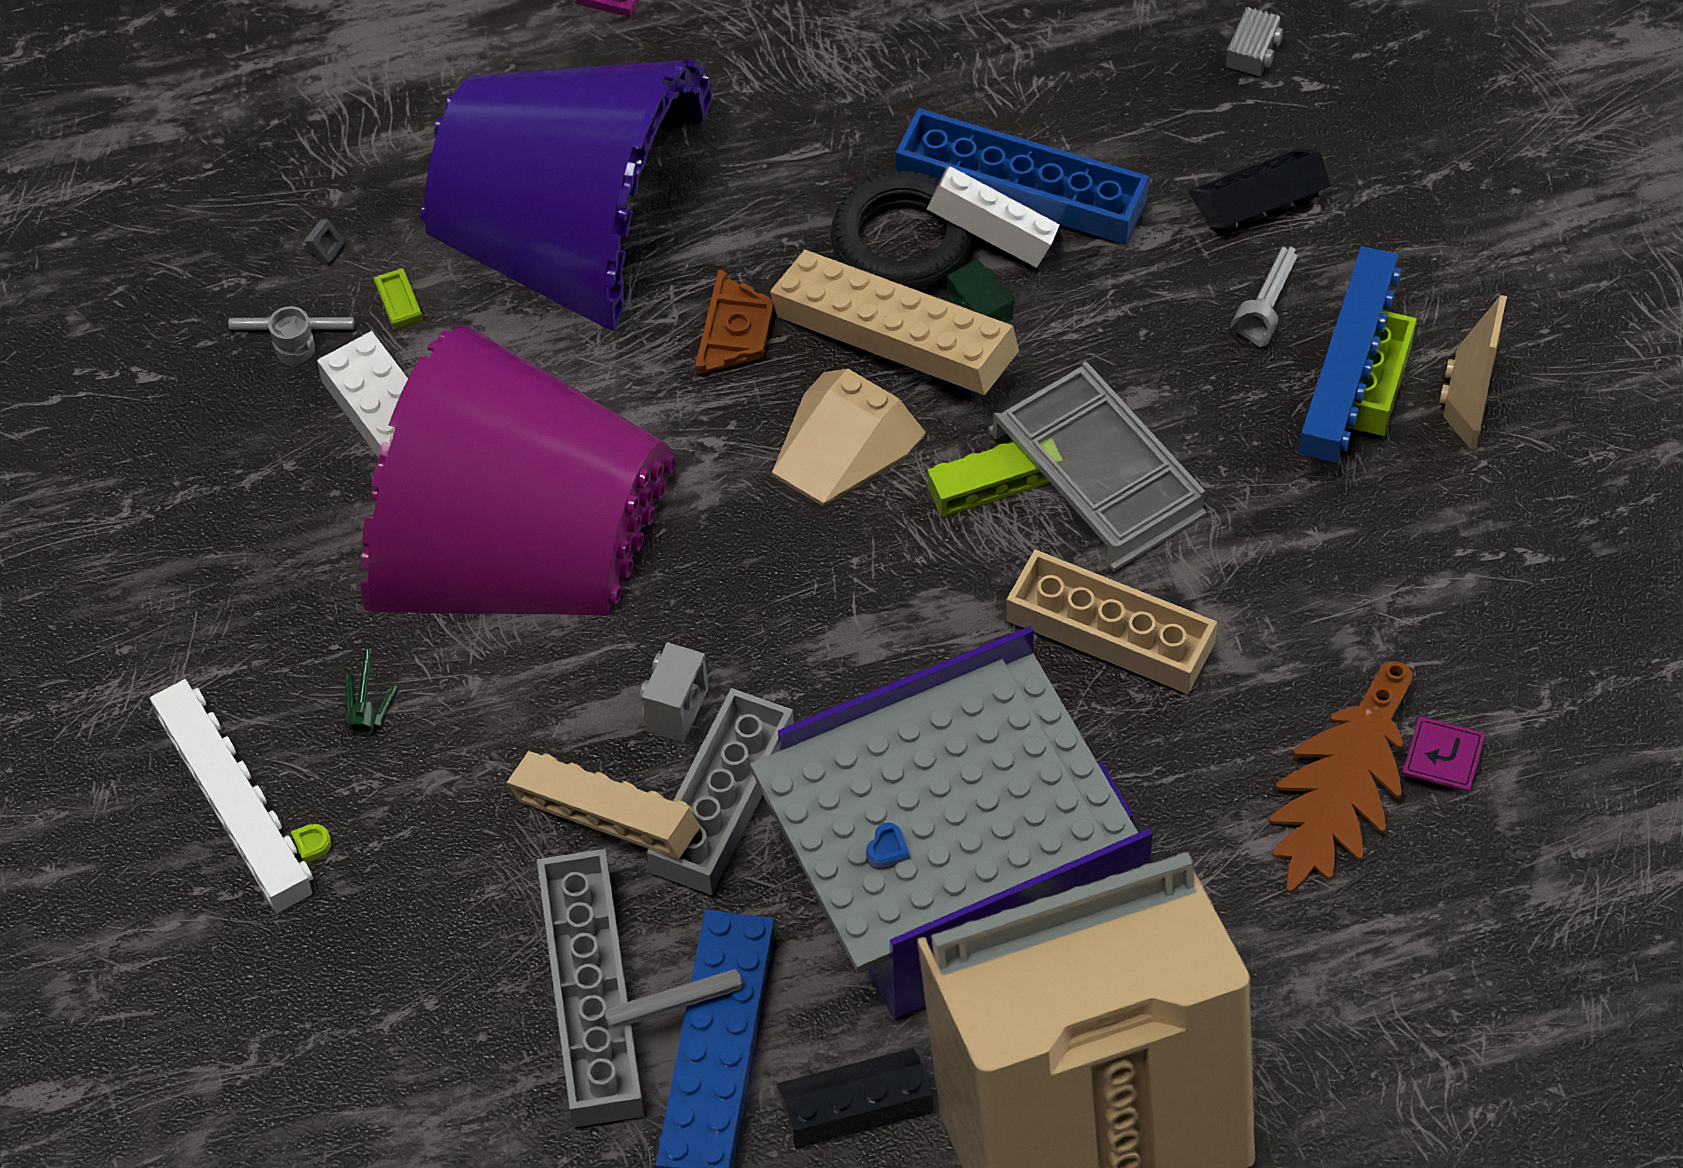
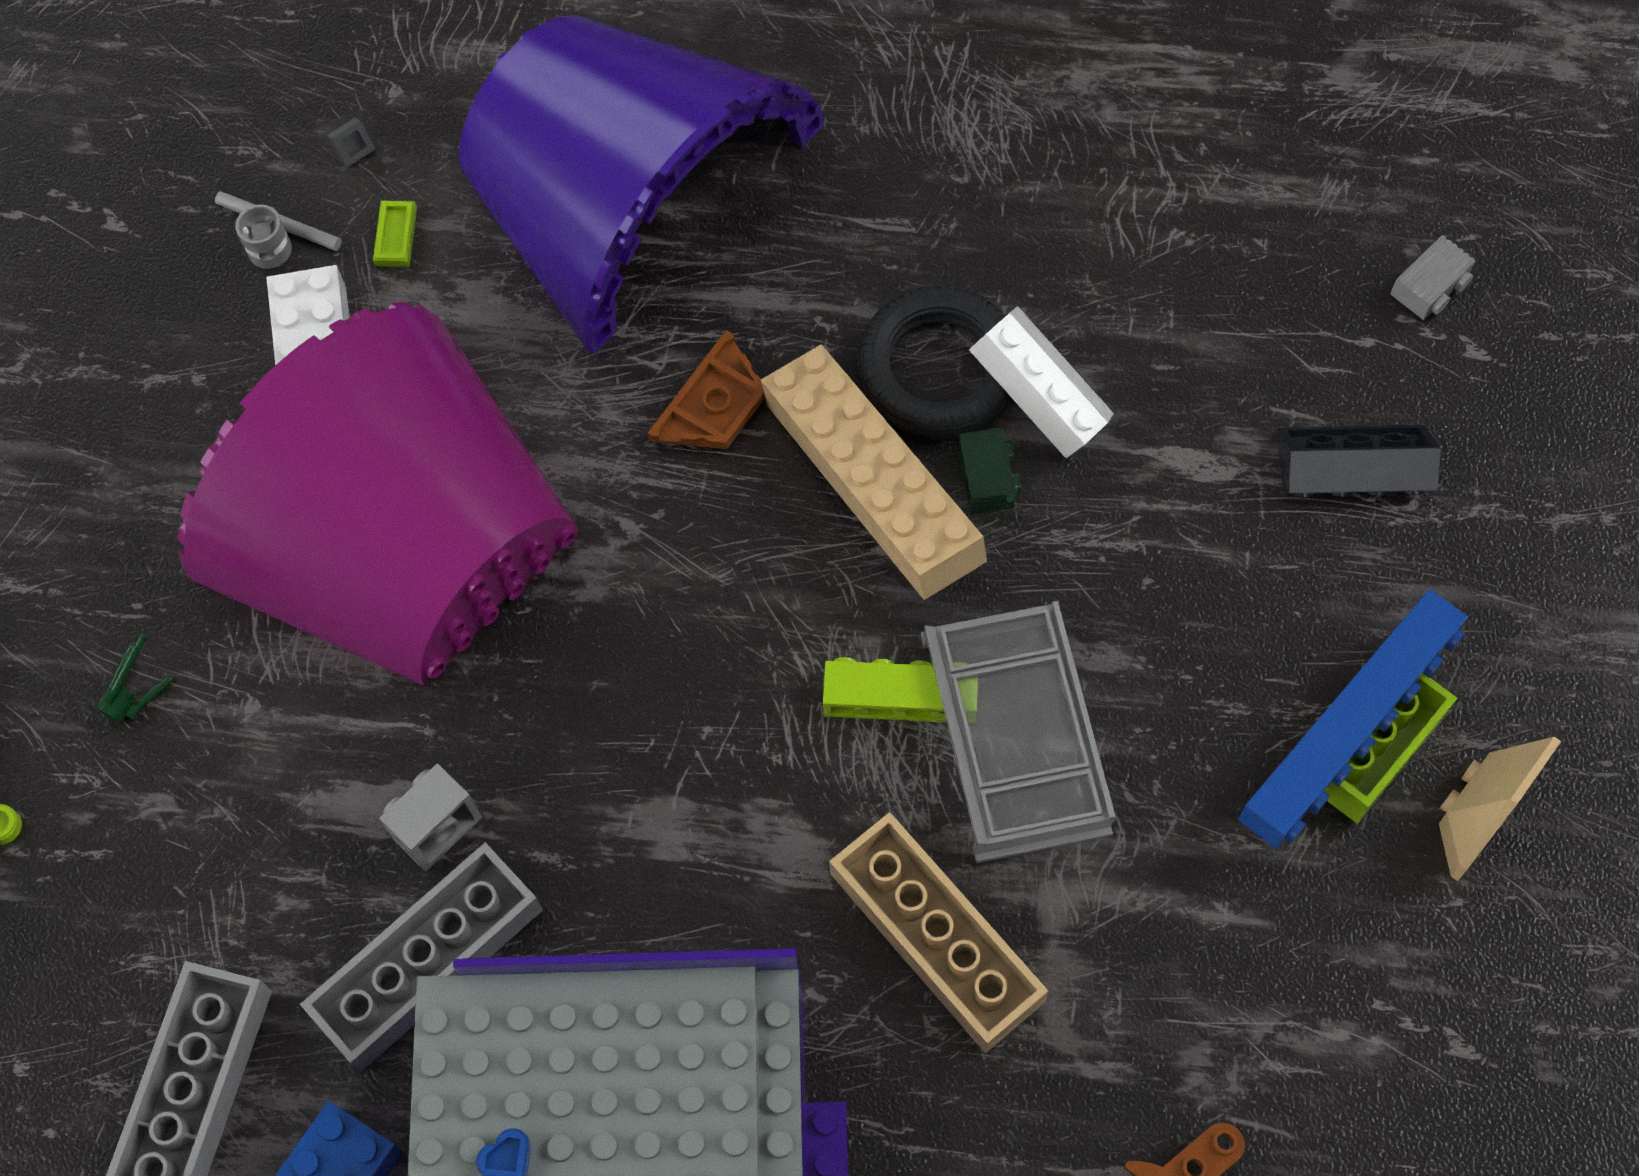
camera: 25 degrees right, 10 degrees up
(604, 804) = (287, 927): tan brick -> none
(844, 436) = (762, 580): tan wedge -> none
(1042, 178) = (1104, 345): blue brick -> none
(1256, 317) = (1278, 619): light grey piece -> none

